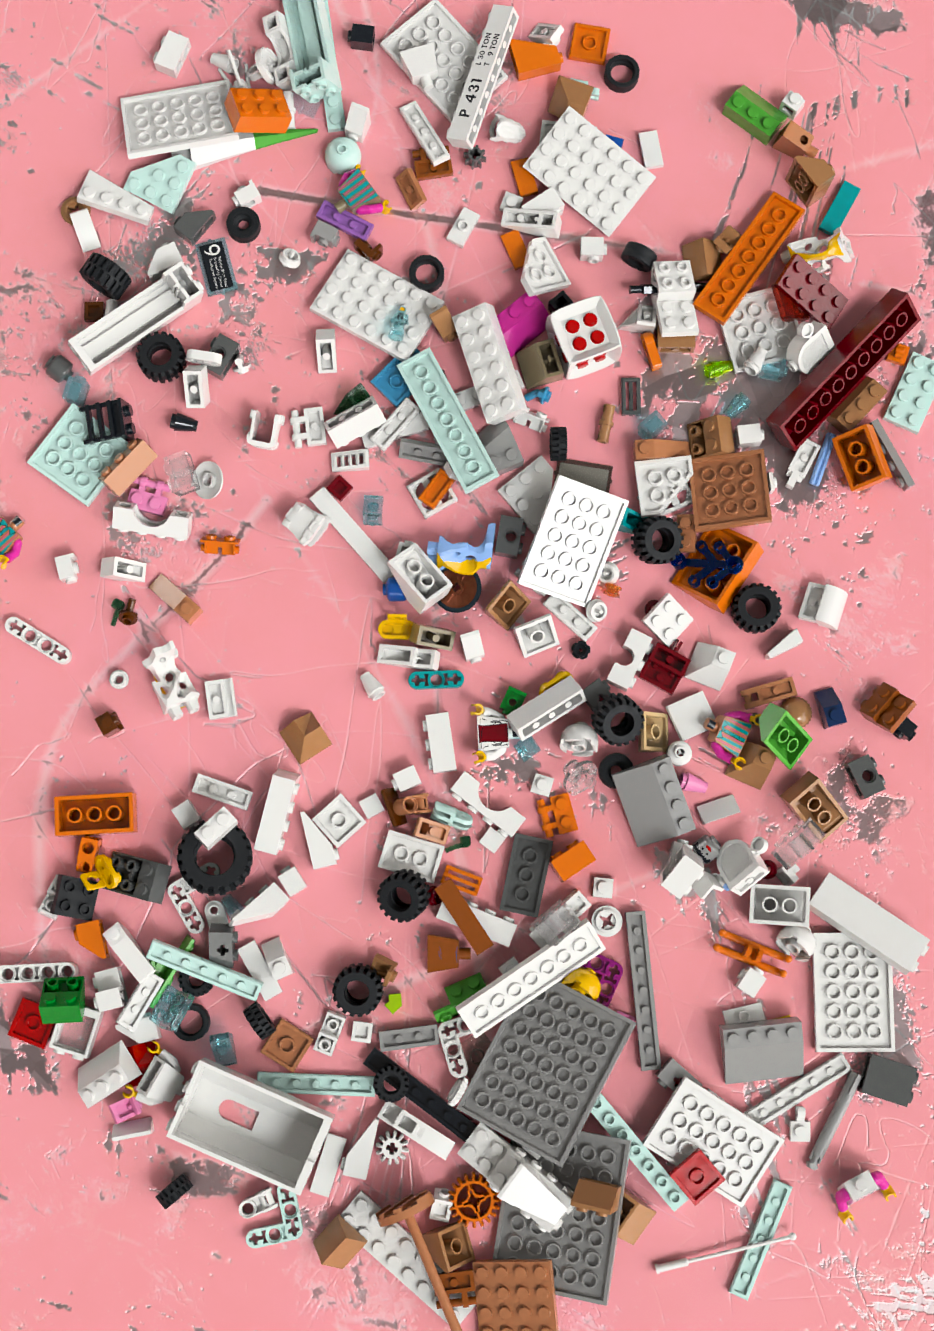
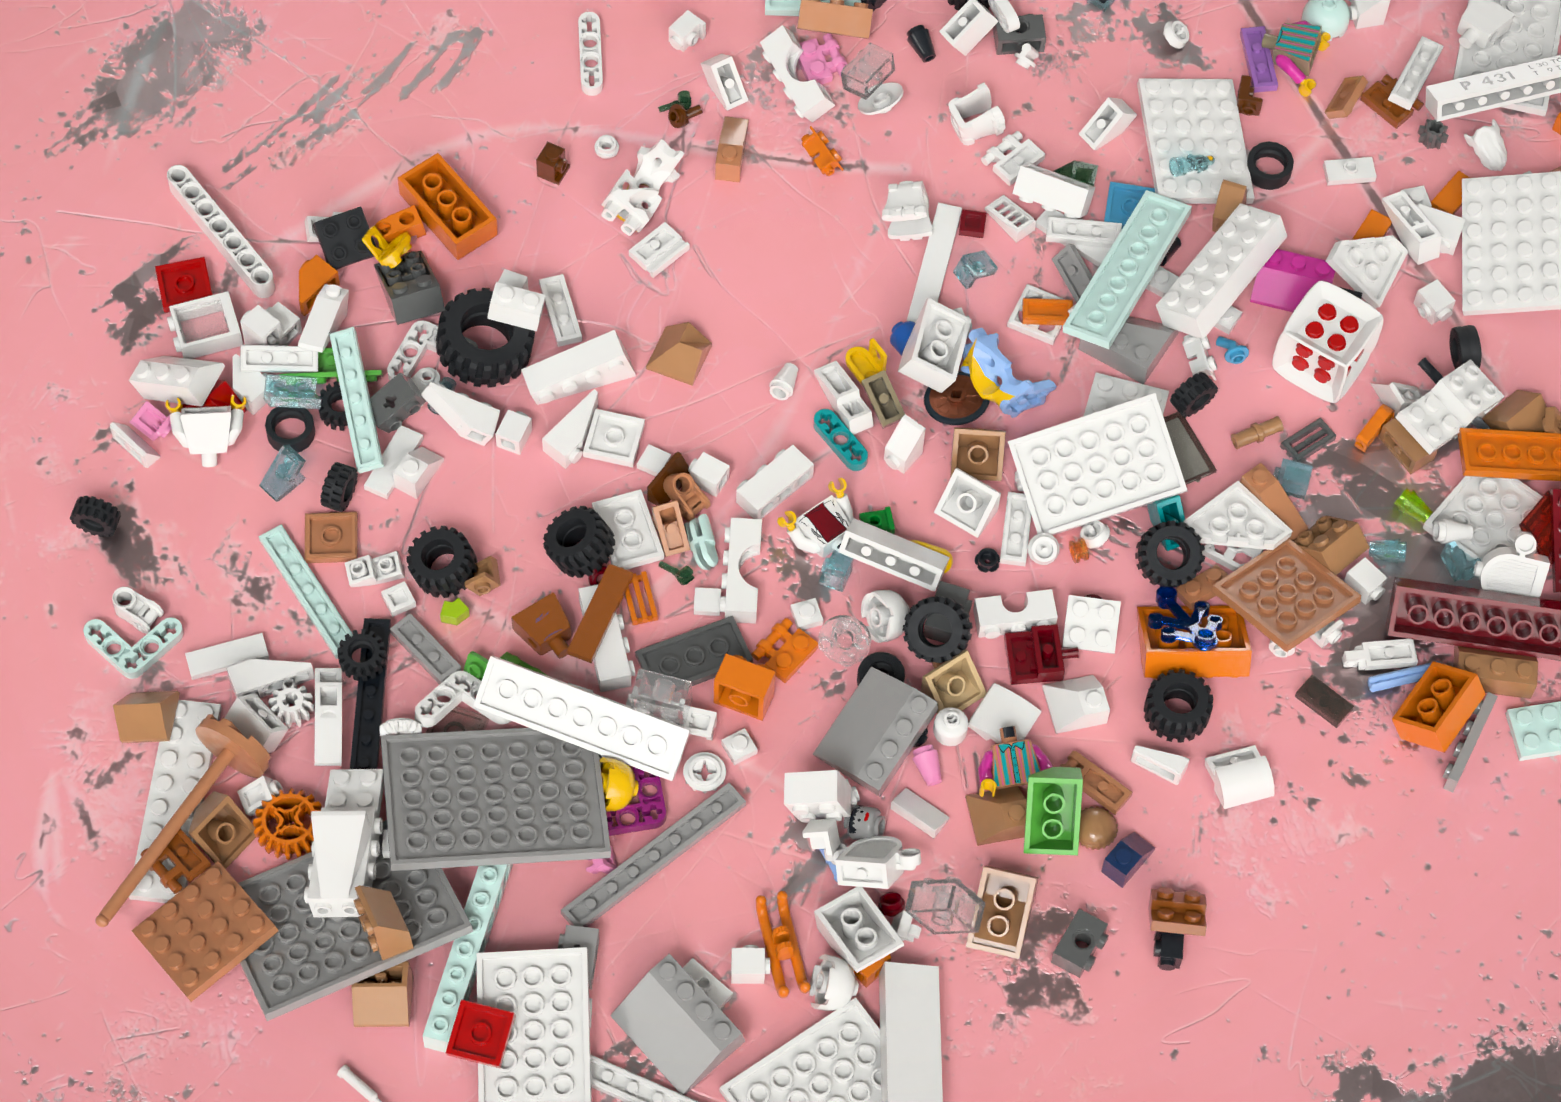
camera: 55 degrees right, 20 degrees down
(62, 1000) = (228, 284): green slope -> none
(278, 1147) = (227, 594): white panel -> none
(325, 234) = (1228, 48): light grey brick -> none
(393, 1180) = (255, 719): none -> white brick
(510, 548) = (1061, 402): dark grey brick -> none
(540, 364) = (1262, 327): dark tan slope -> none
(806, 518) = (1324, 701): none -> clear smoke plate

